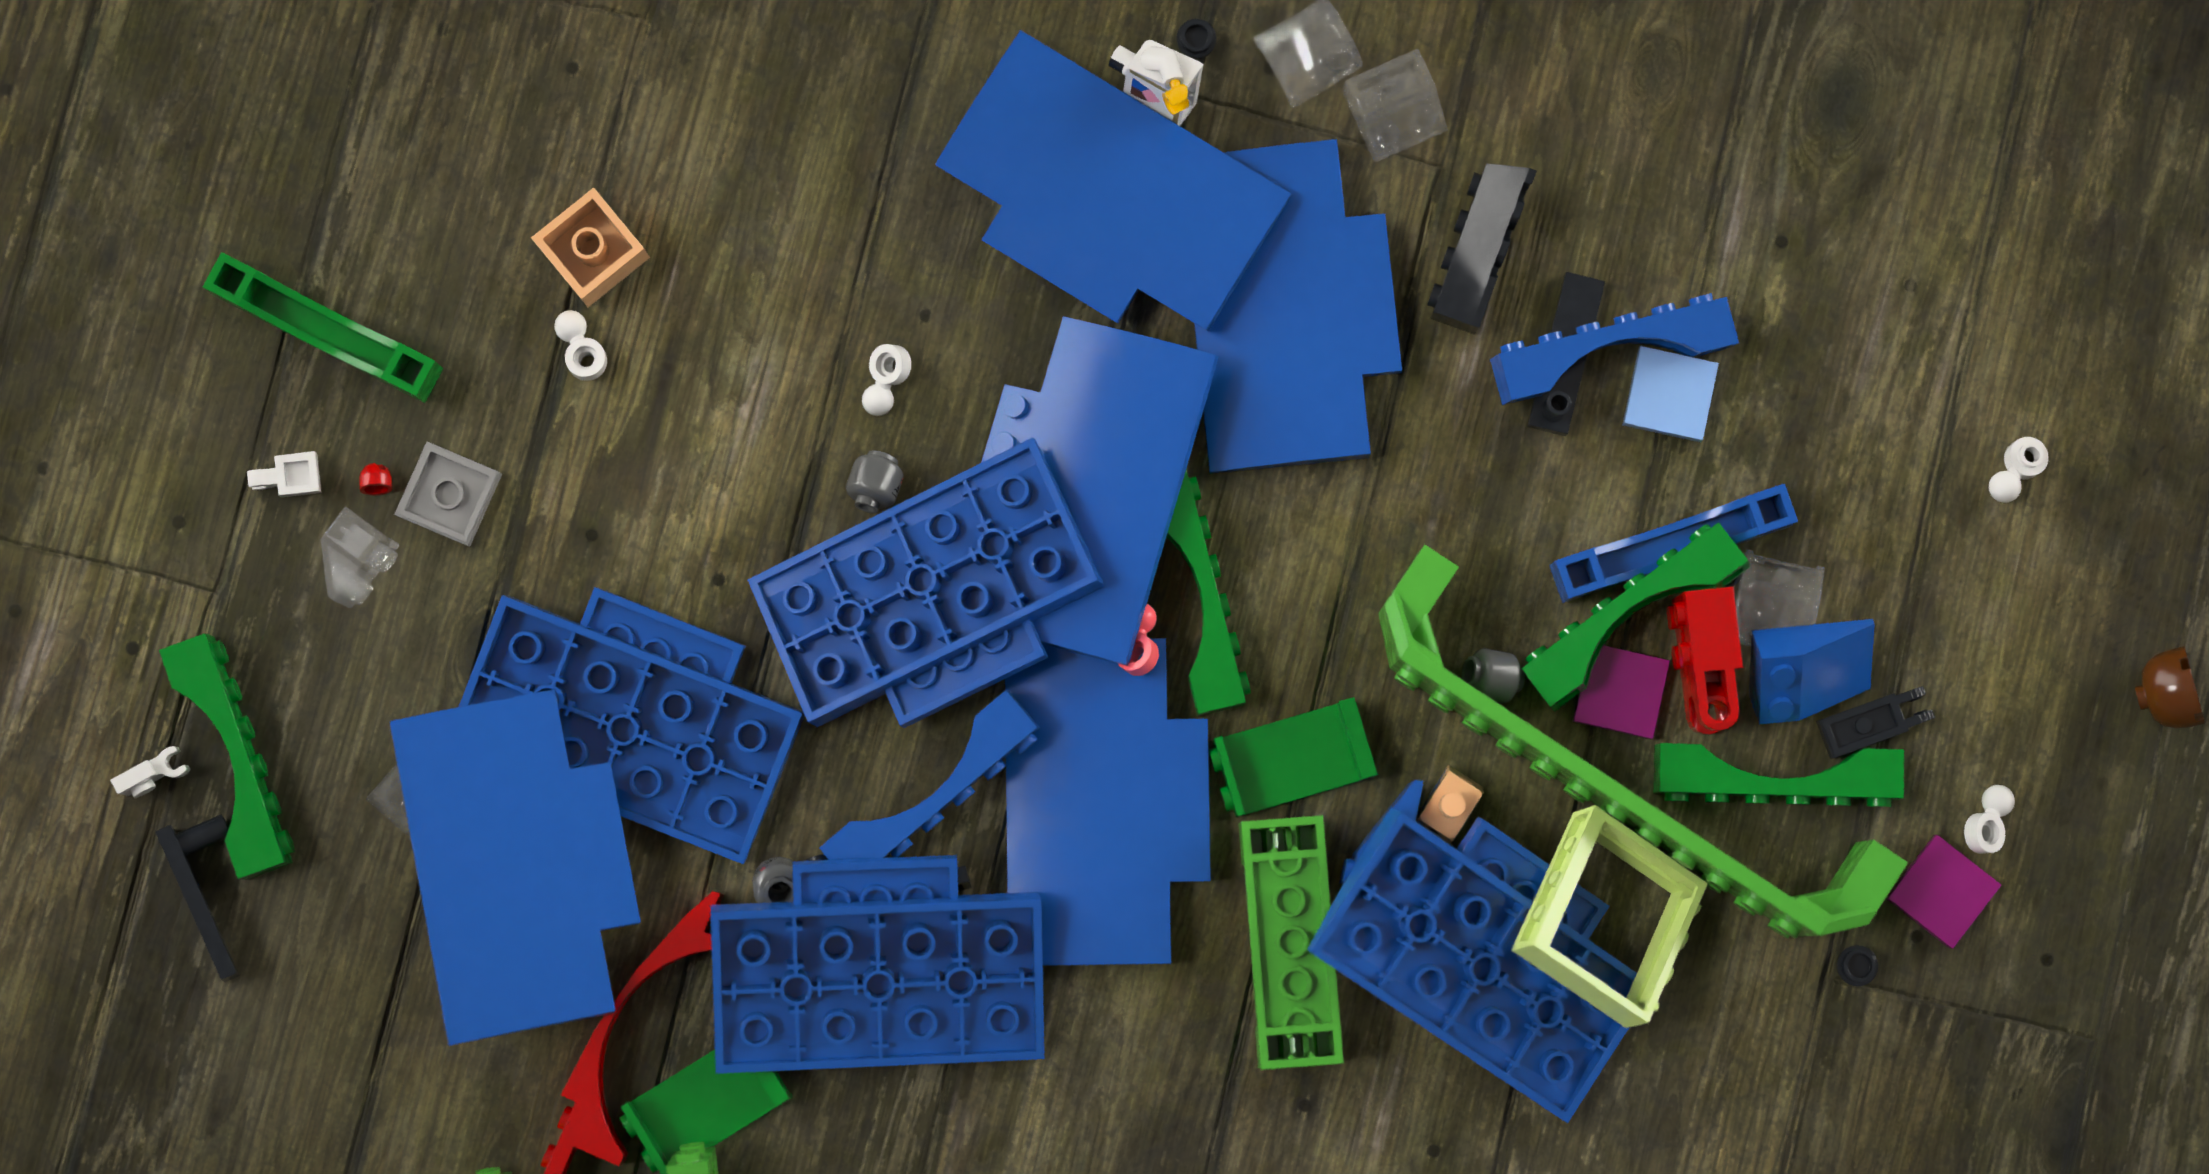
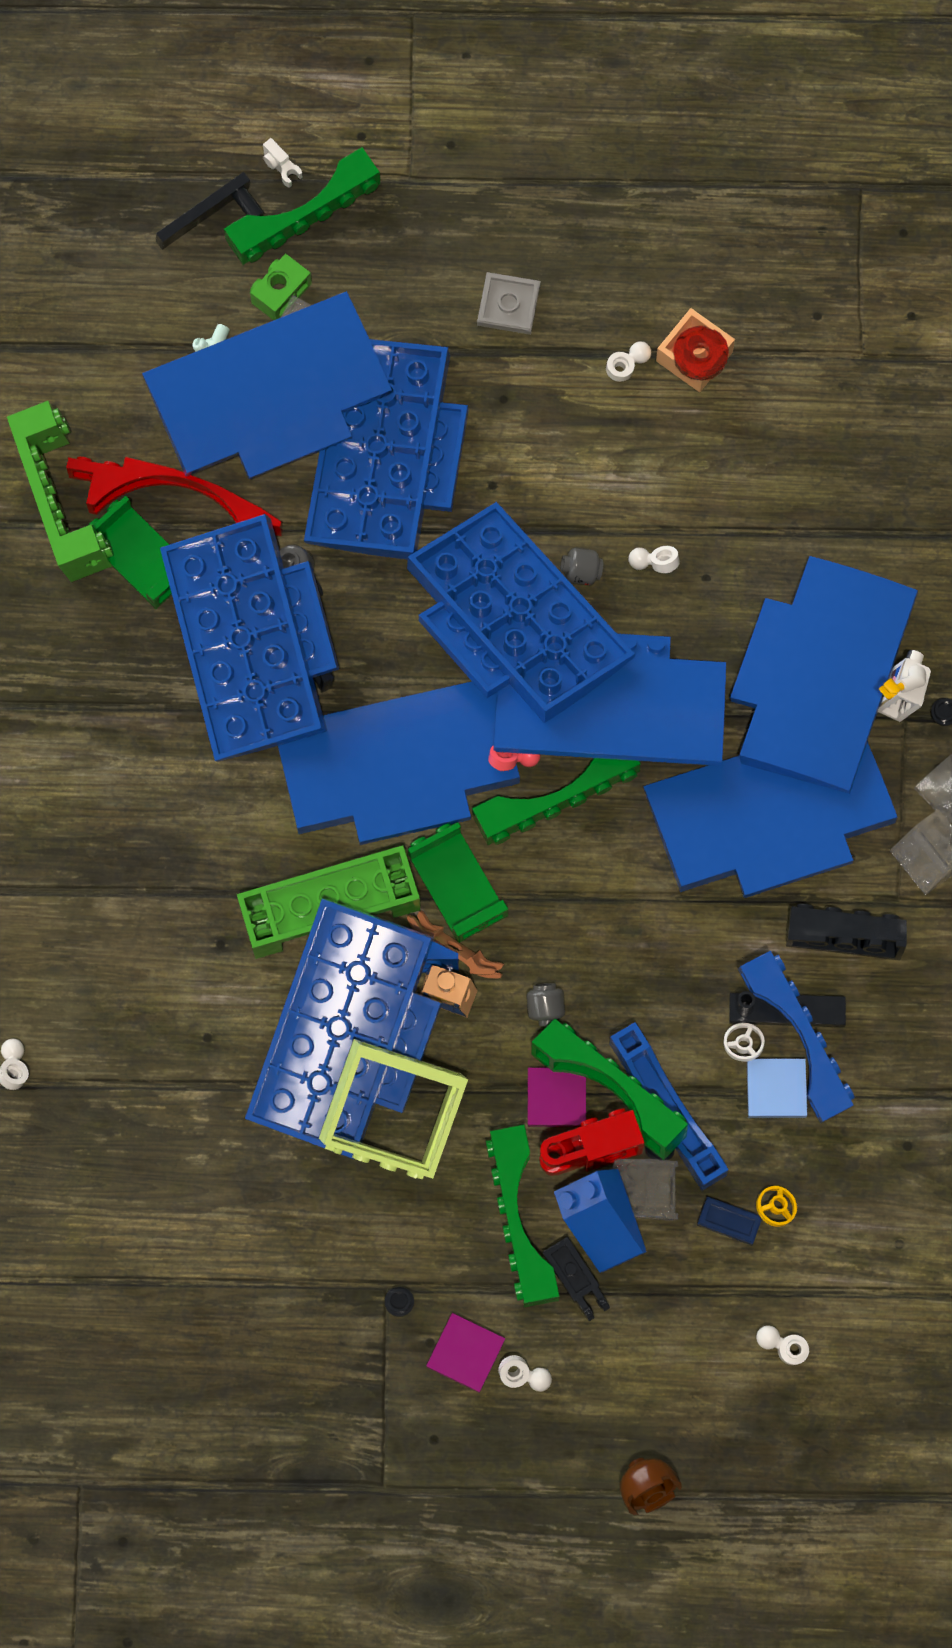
camera: 80 degrees right, 10 degrees down
(293, 475) = (497, 203): white plate -> none
(322, 328) = (599, 198): green arch -> none
(354, 556) = (451, 249): clear slope -> none
(368, 825) = (282, 271): none -> bright green brick
(375, 480) = (506, 255): red hinge -> none
(409, 933) = (220, 334): none -> light aqua arm
(618, 259) = (695, 367): none -> clear red tile
(994, 735) = (426, 678): blue arch -> none
(1410, 760) = (476, 961): none -> nougat piece
(1414, 655) = (550, 939): bright green arch -> none
(1592, 416) = (744, 1037): none -> white piece
(1831, 439) = (770, 1206): none -> yellow piece
(1836, 500) = (729, 1221): none -> dark blue tile

